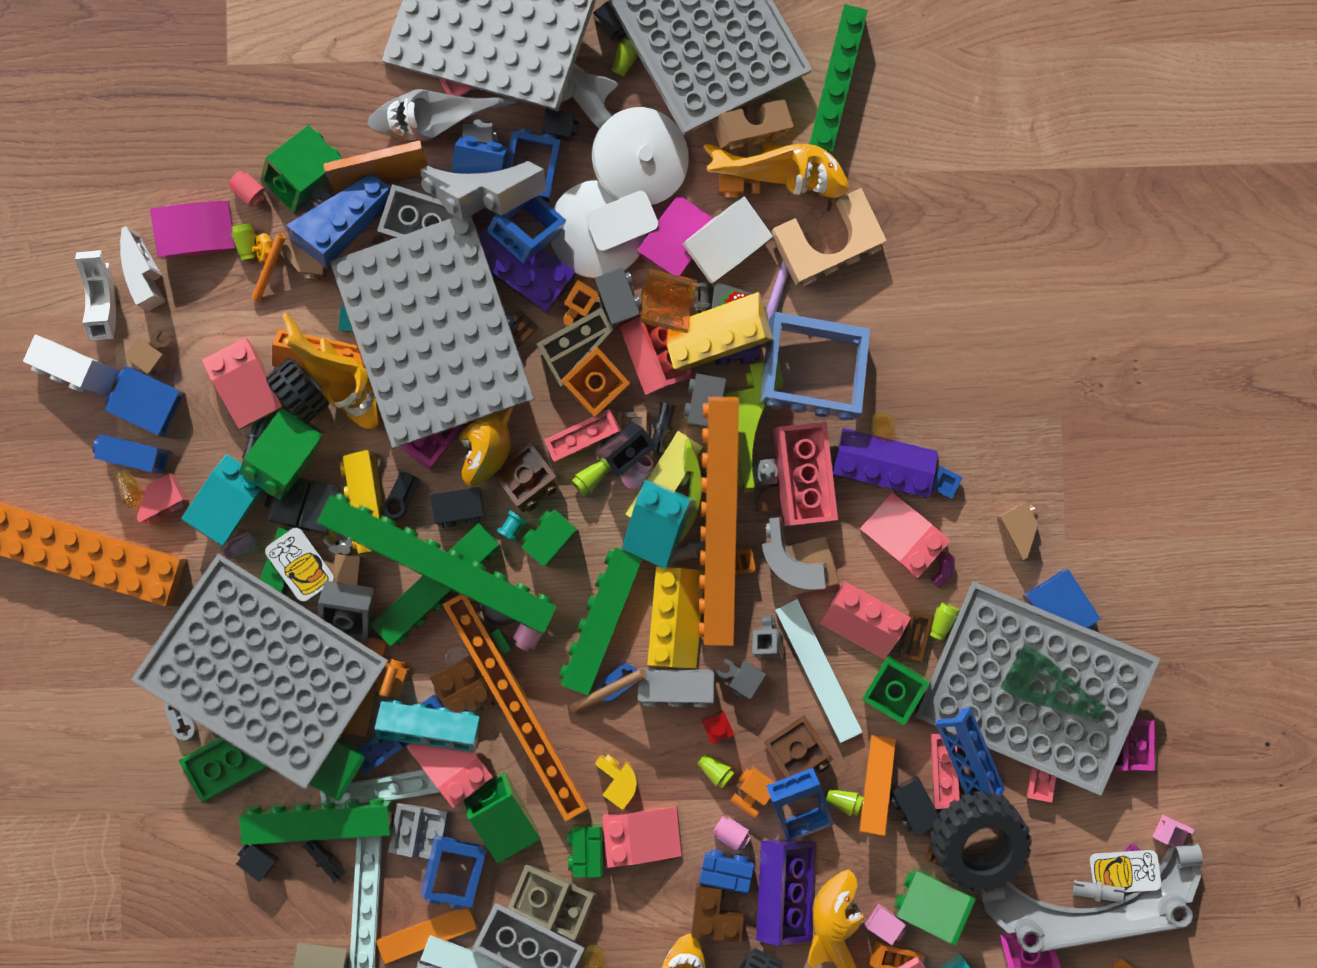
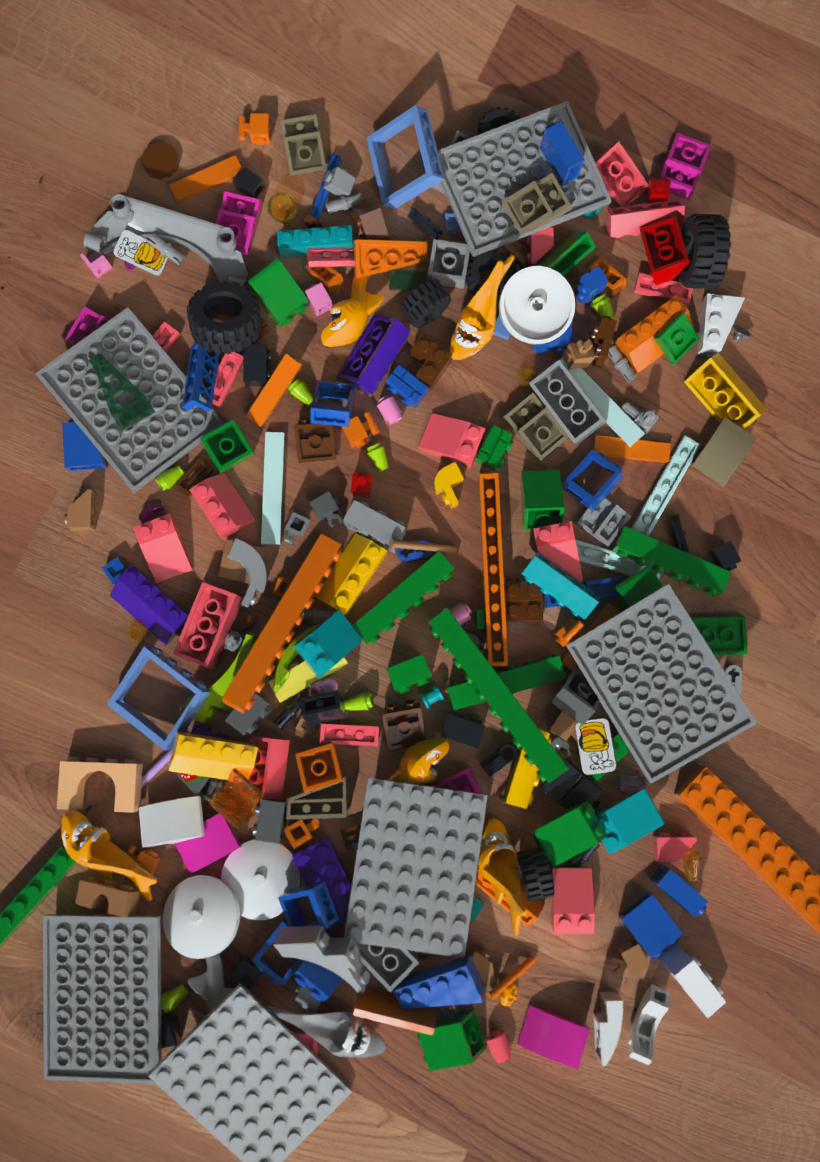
camera: 155 degrees left, 5 degrees down
(244, 240) = (520, 1007): lime cone -> none
(621, 220) = (238, 876): white sticker -> none

